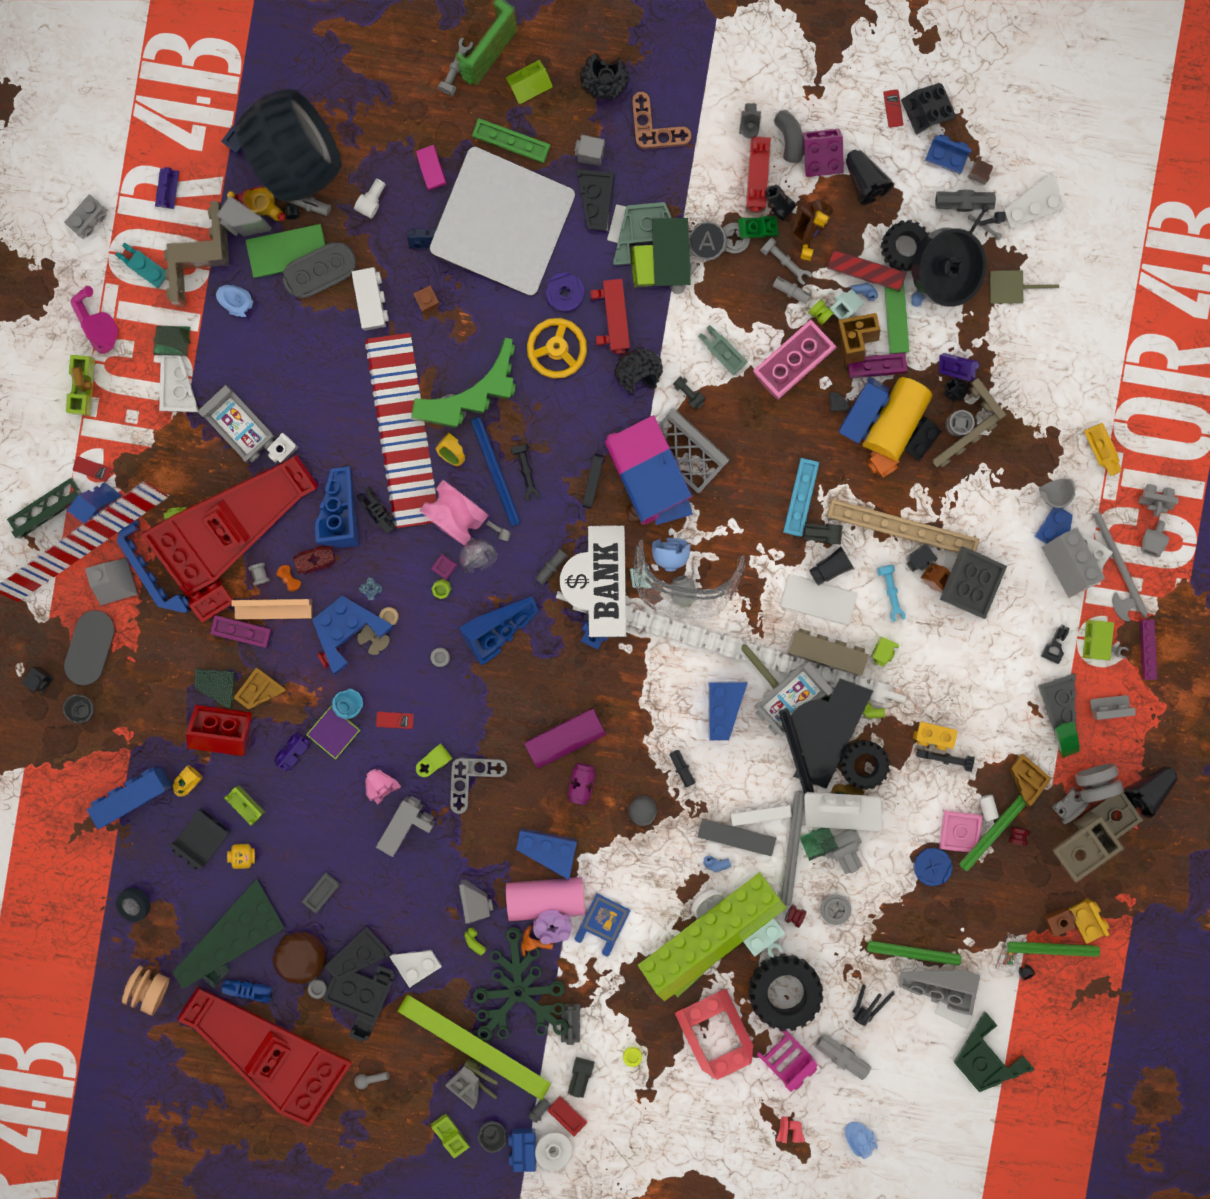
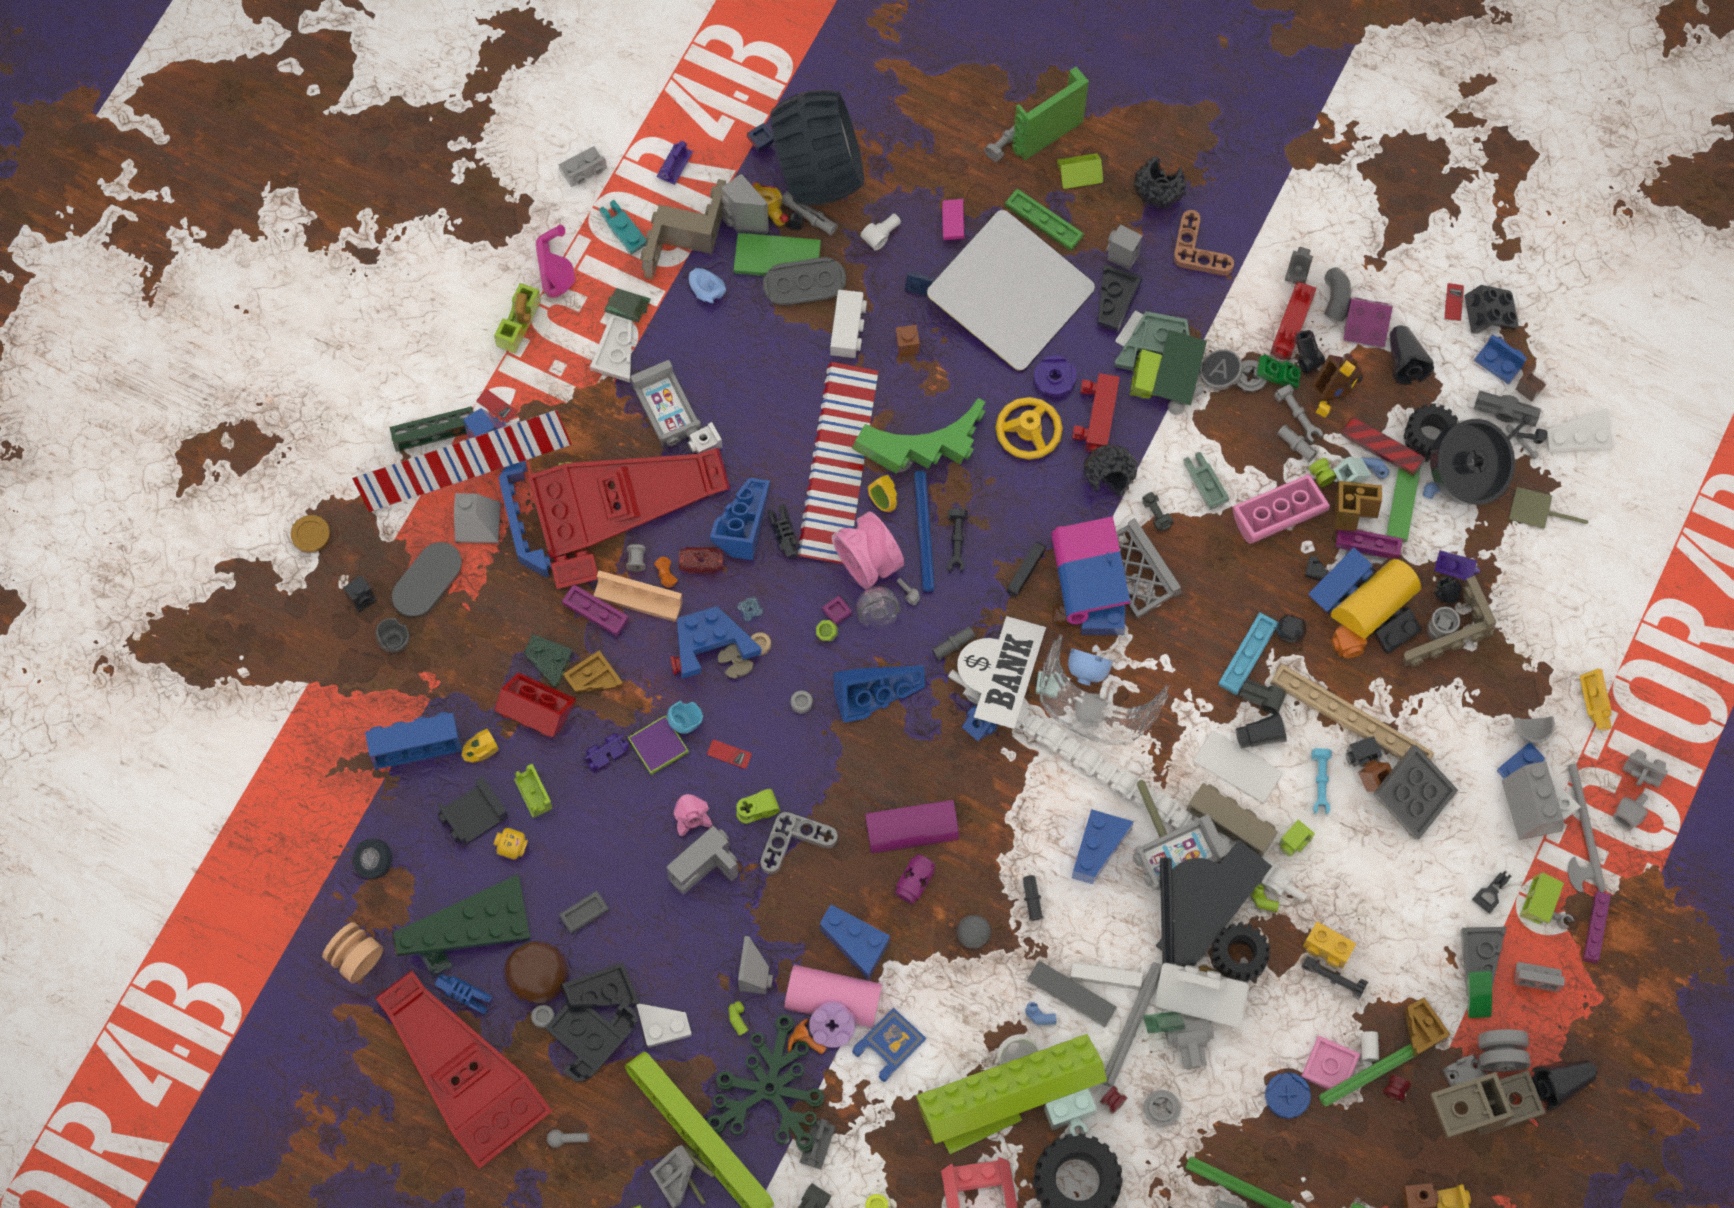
camera: 25 degrees right, 20 degrees down
(832, 466) = (1291, 629): none -> black piece

